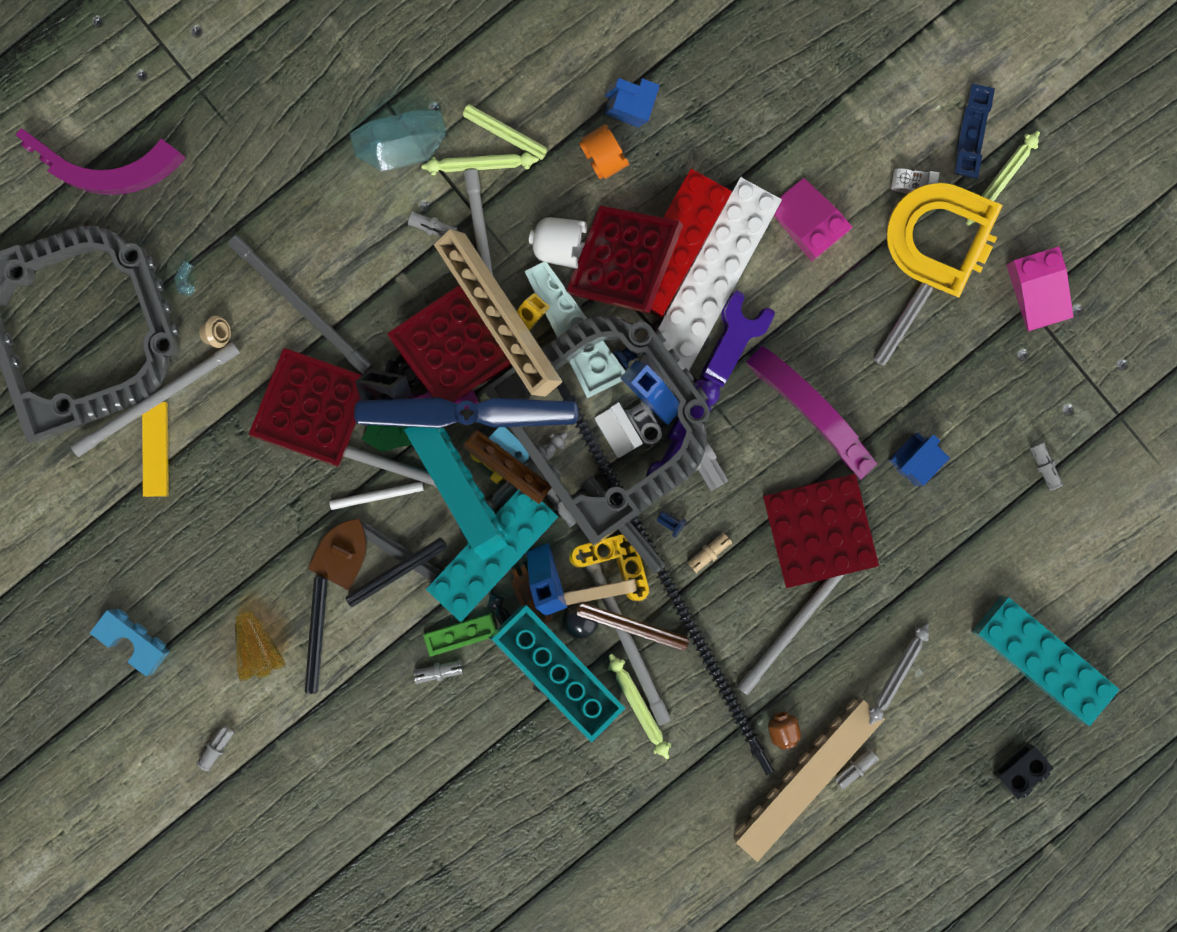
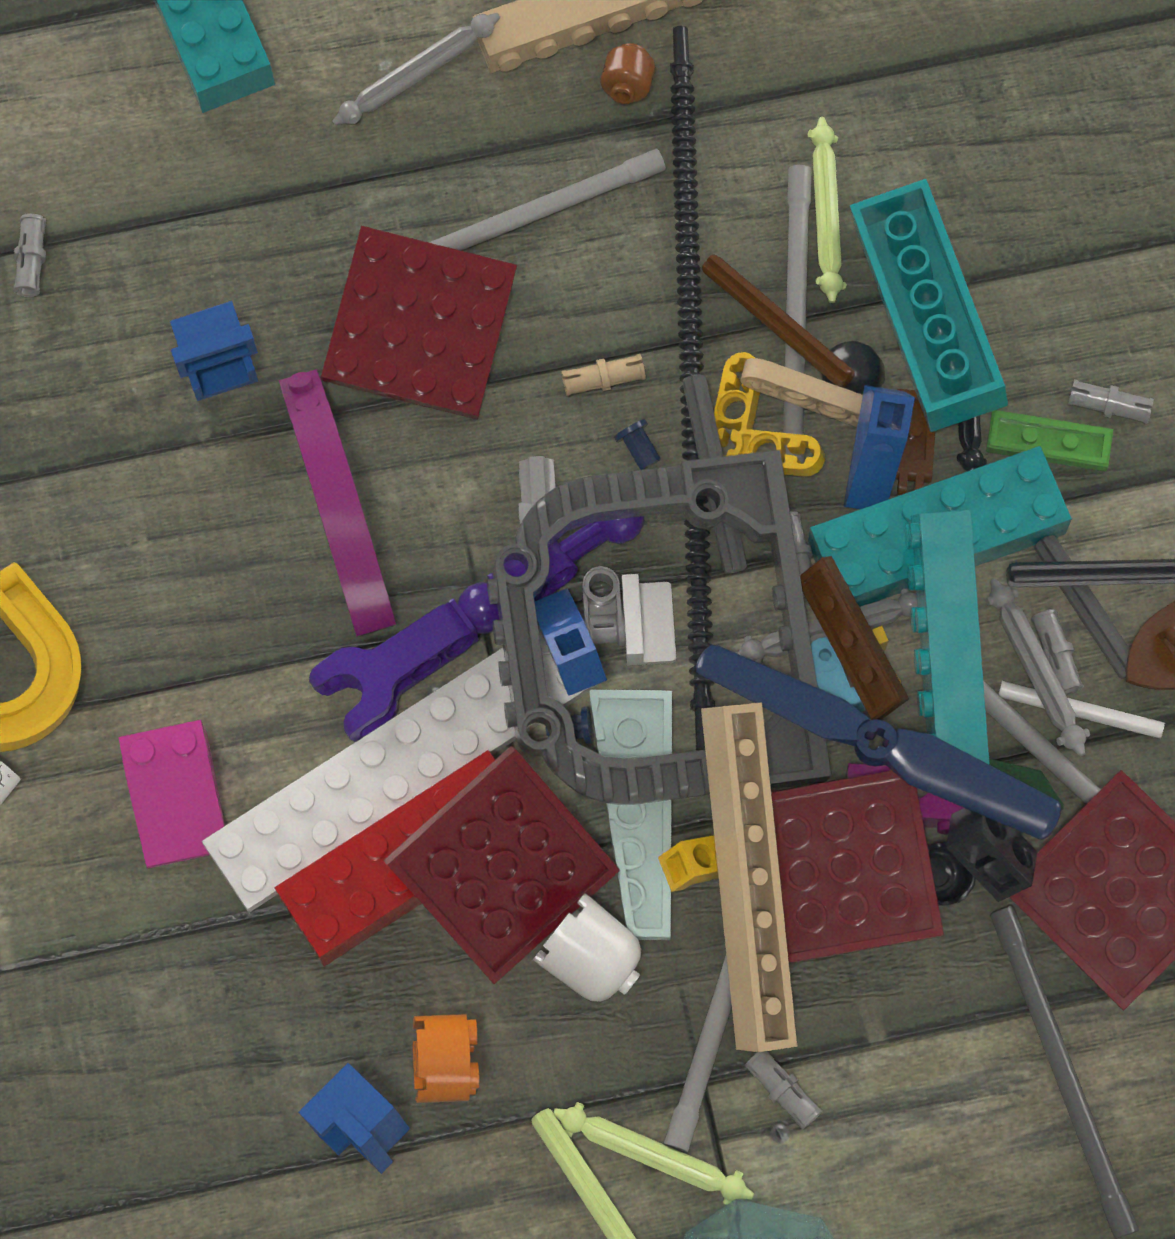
camera: 150 degrees left, 15 degrees down
(402, 519) = (1057, 650): none -> light grey pin
(407, 503) = (1037, 667): none -> light grey wheel
(903, 324) = (121, 565): light grey axle -> none

